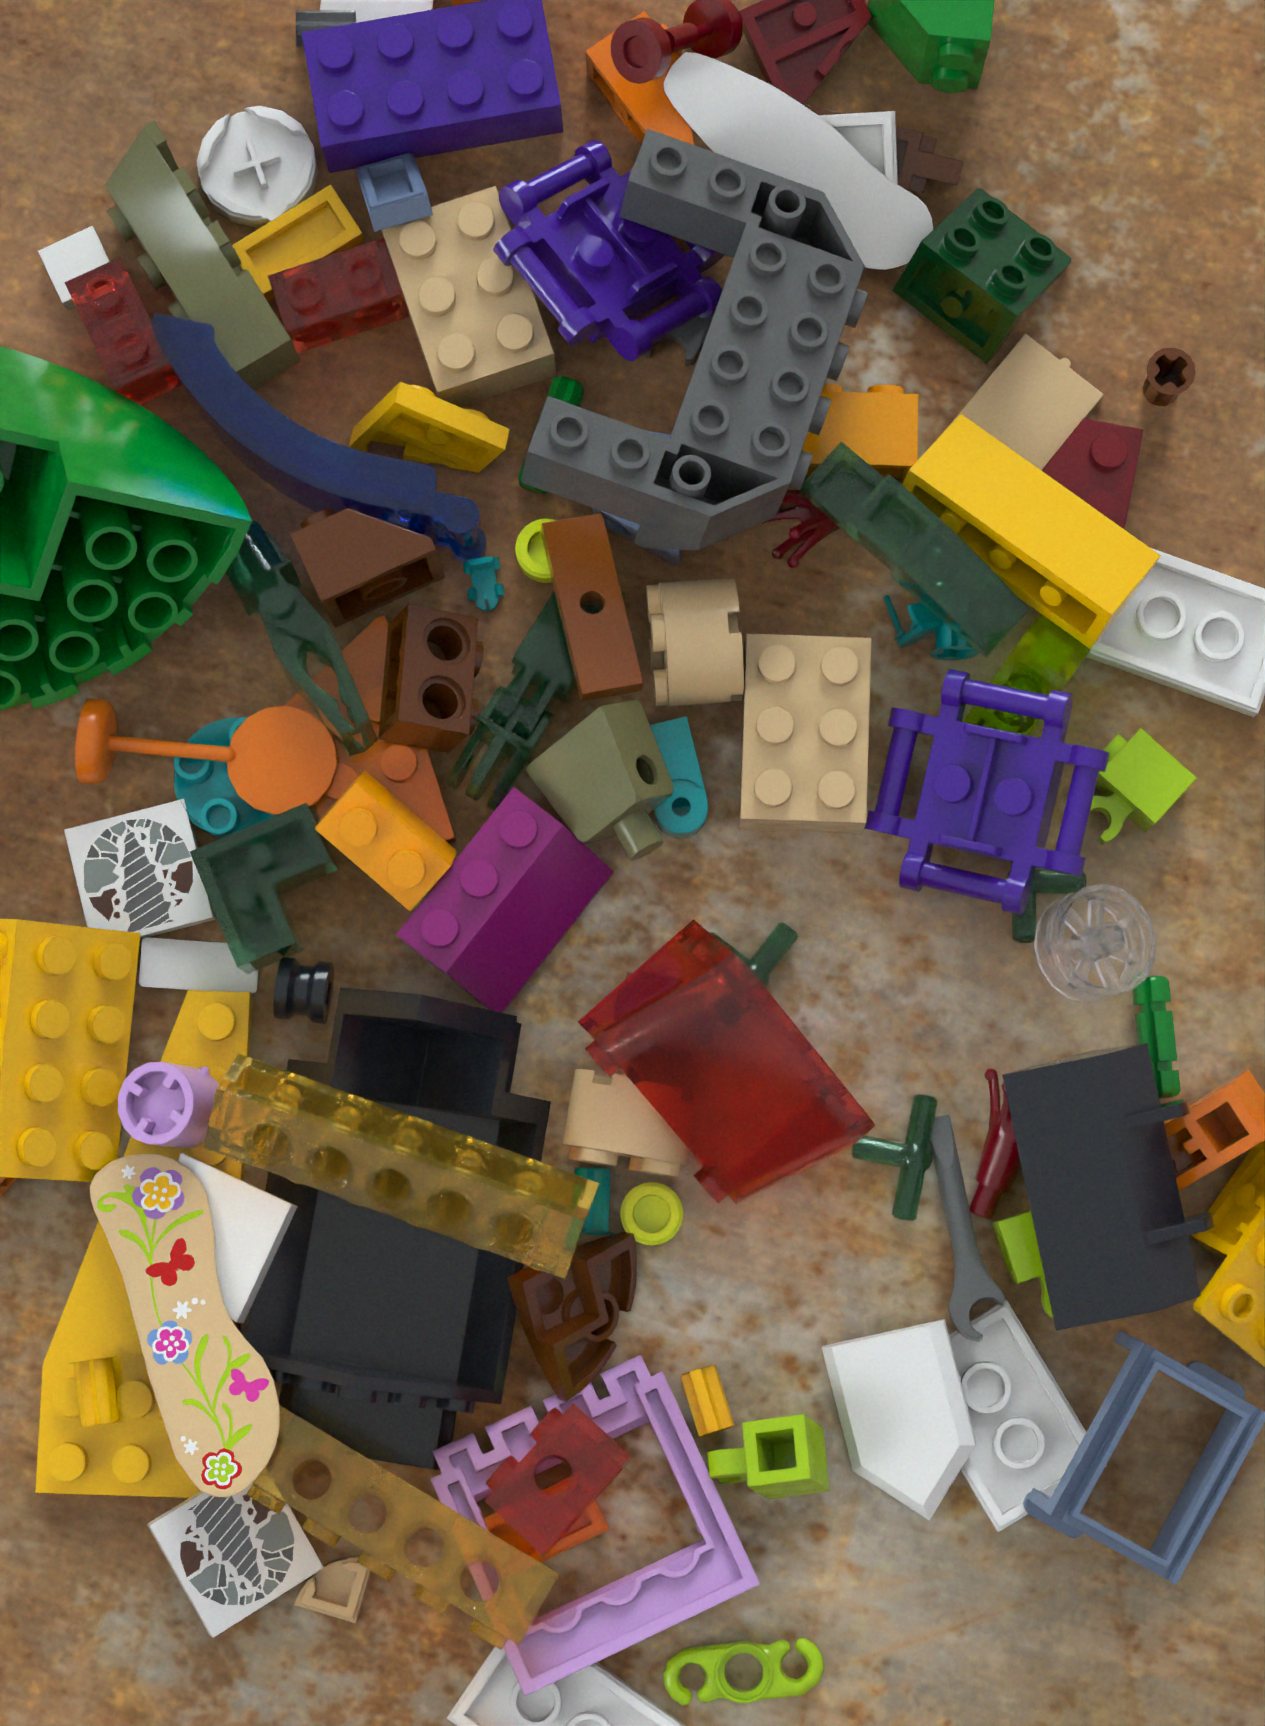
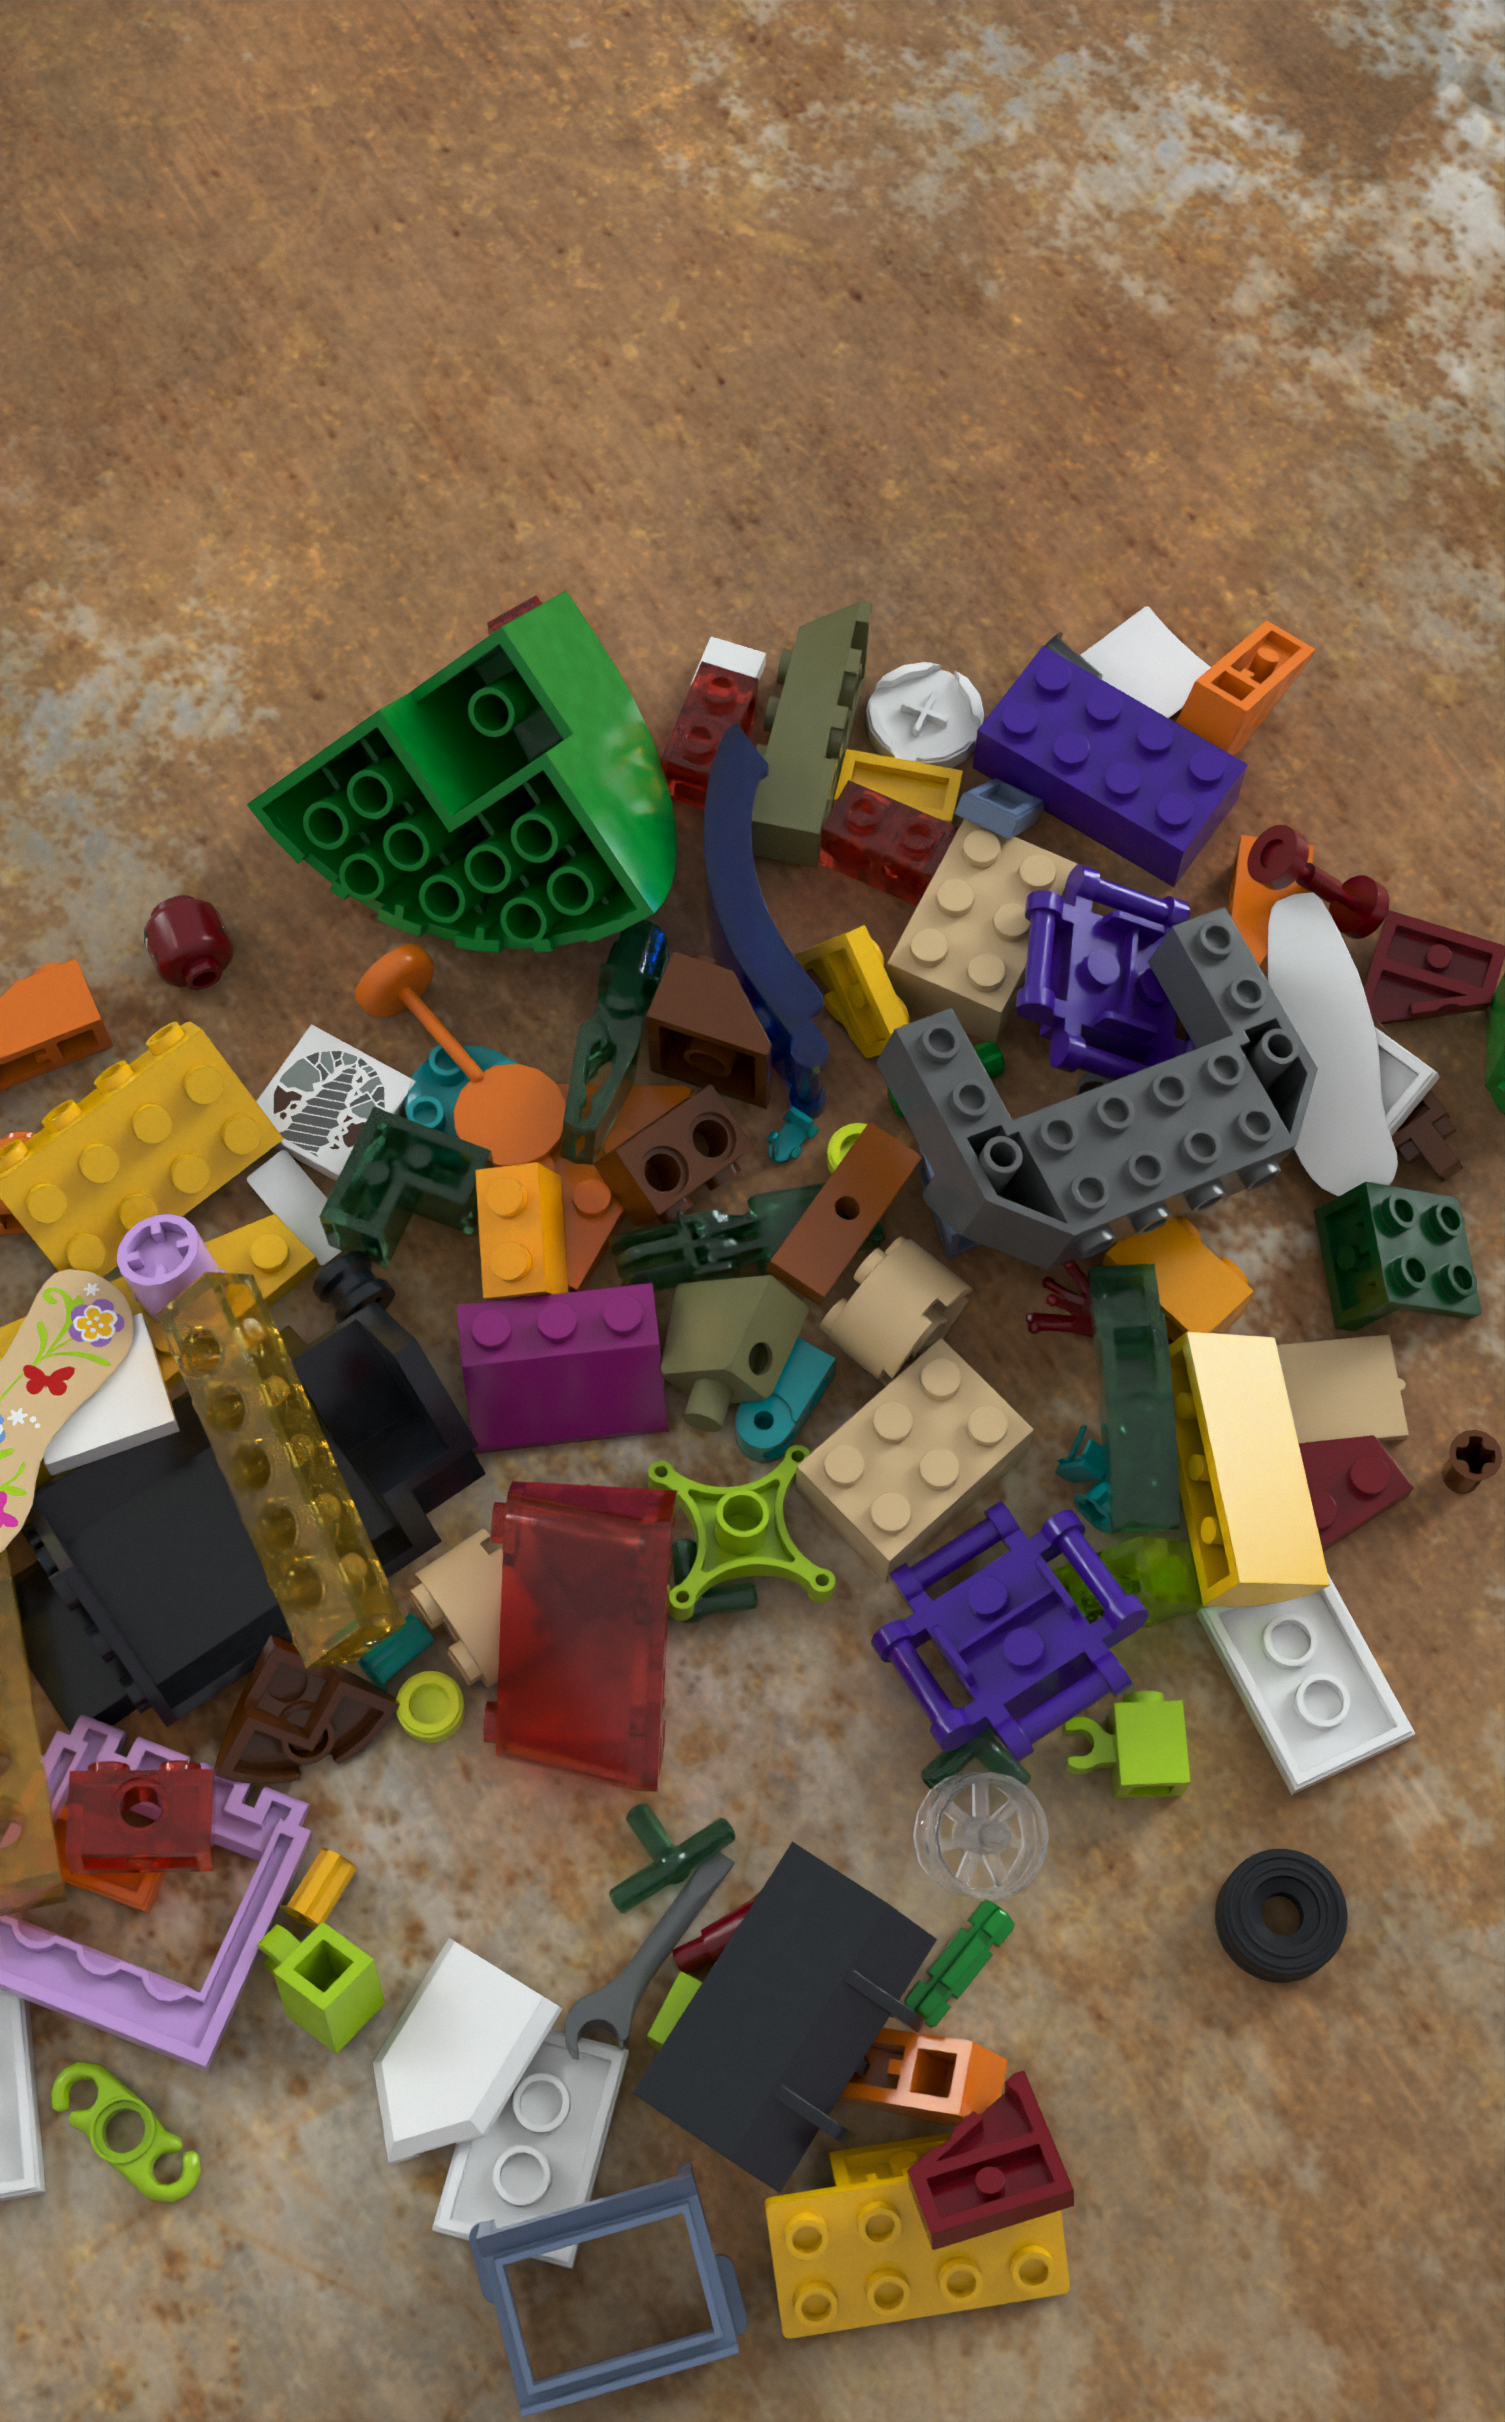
camera: 40 degrees right, 15 degrees down
(737, 892) = (740, 1533): none -> lime piece

